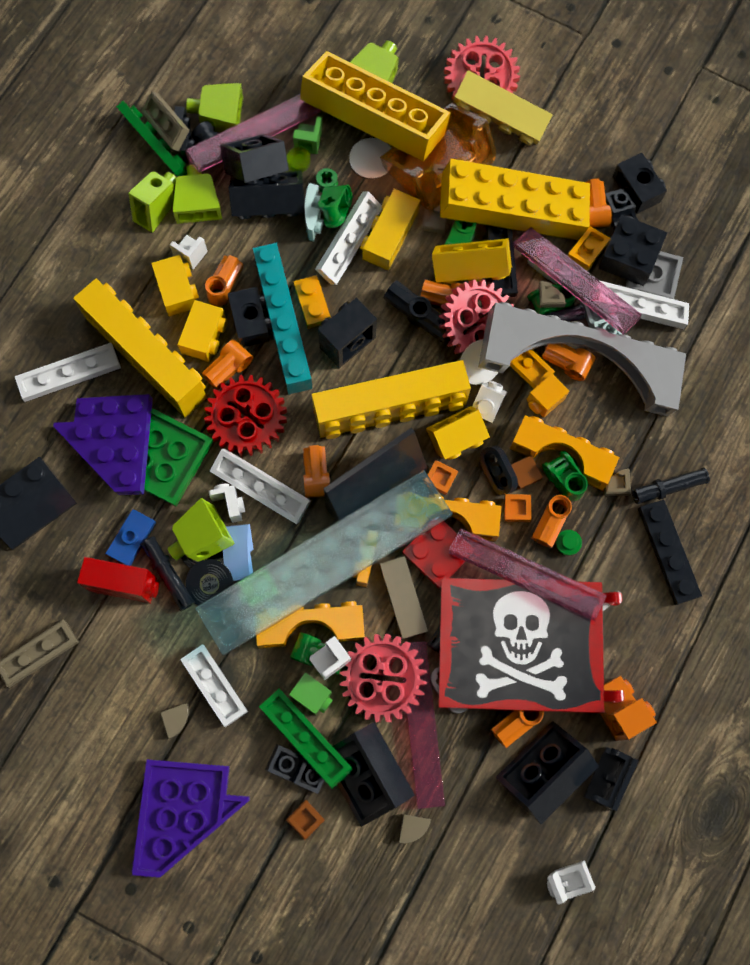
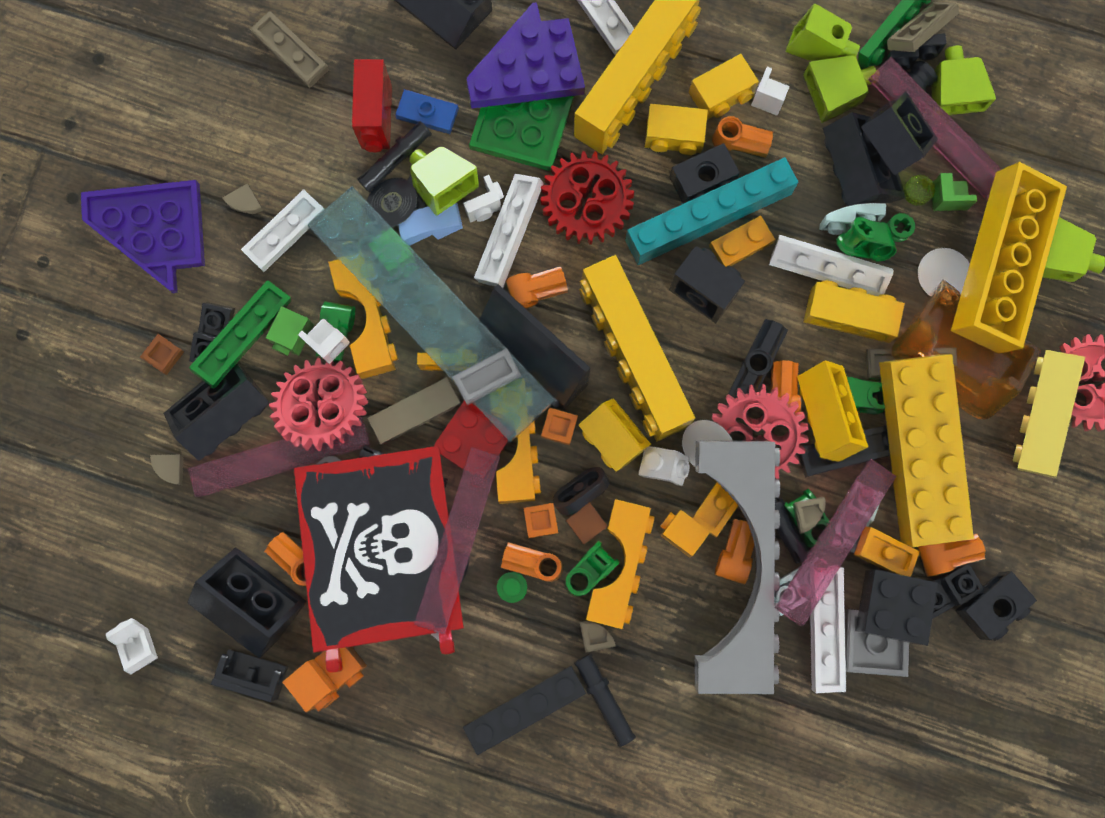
camera: 85 degrees right, 5 degrees up
(232, 359) = (648, 168): orange piece -> none
(394, 520) = (486, 376): none -> light grey tile

